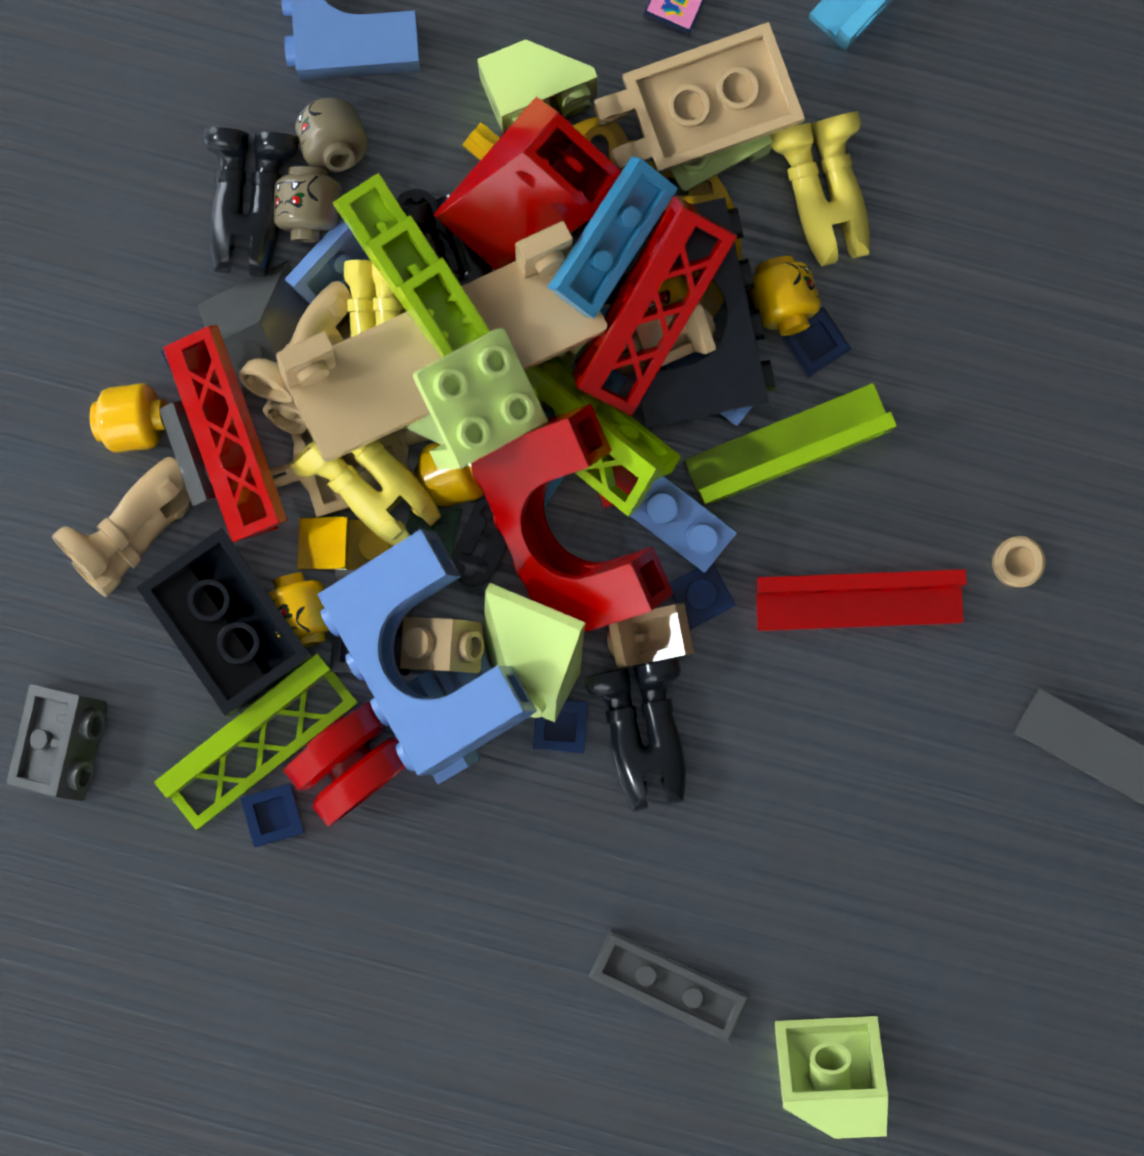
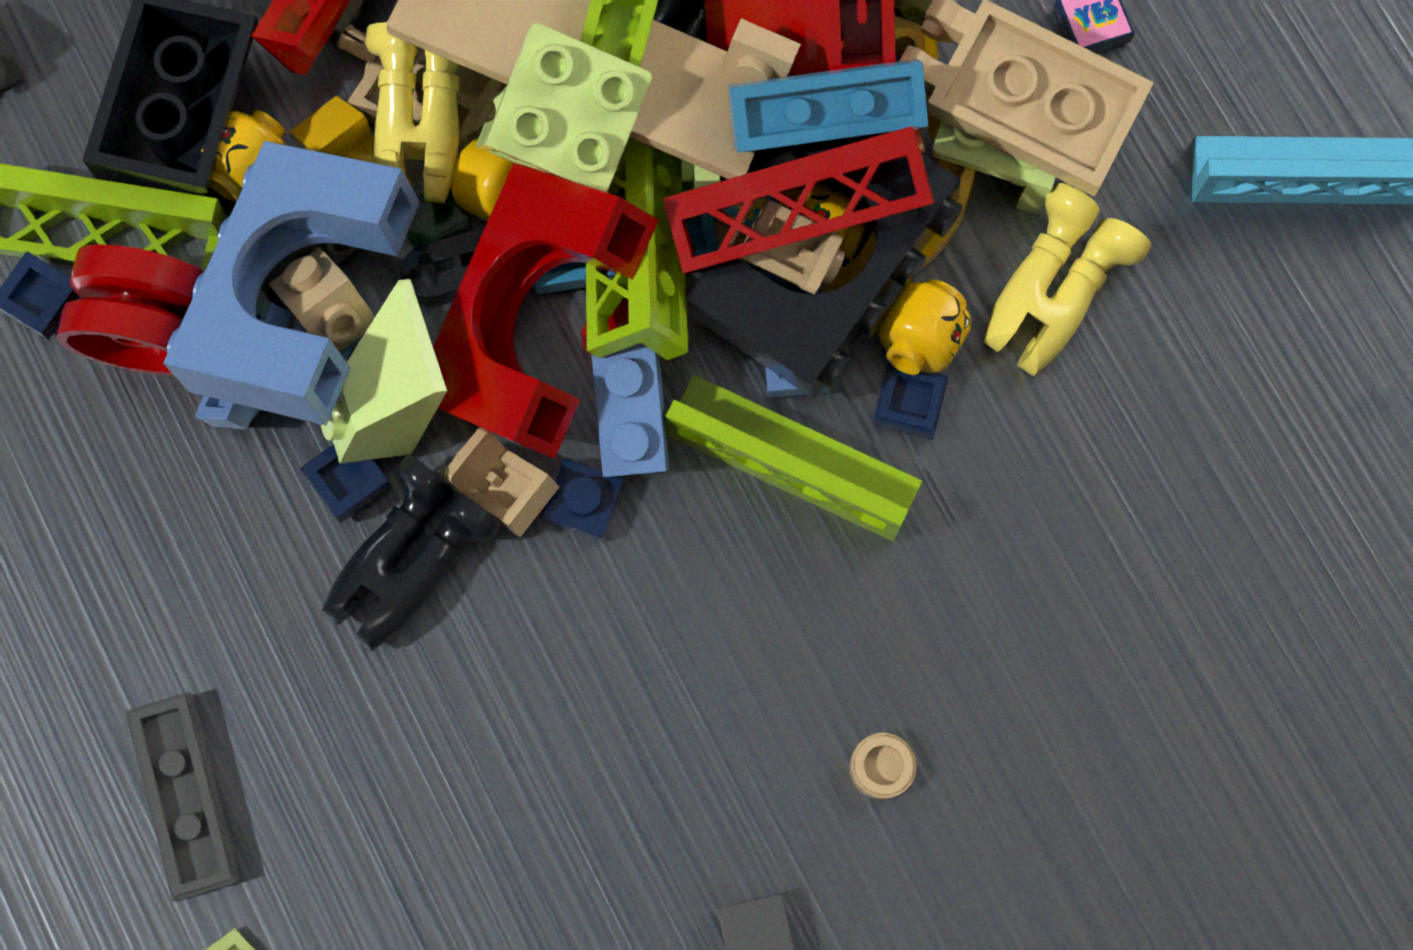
camera: 45 degrees right, 10 degrees down
(859, 600) = (710, 646): red fence -> none

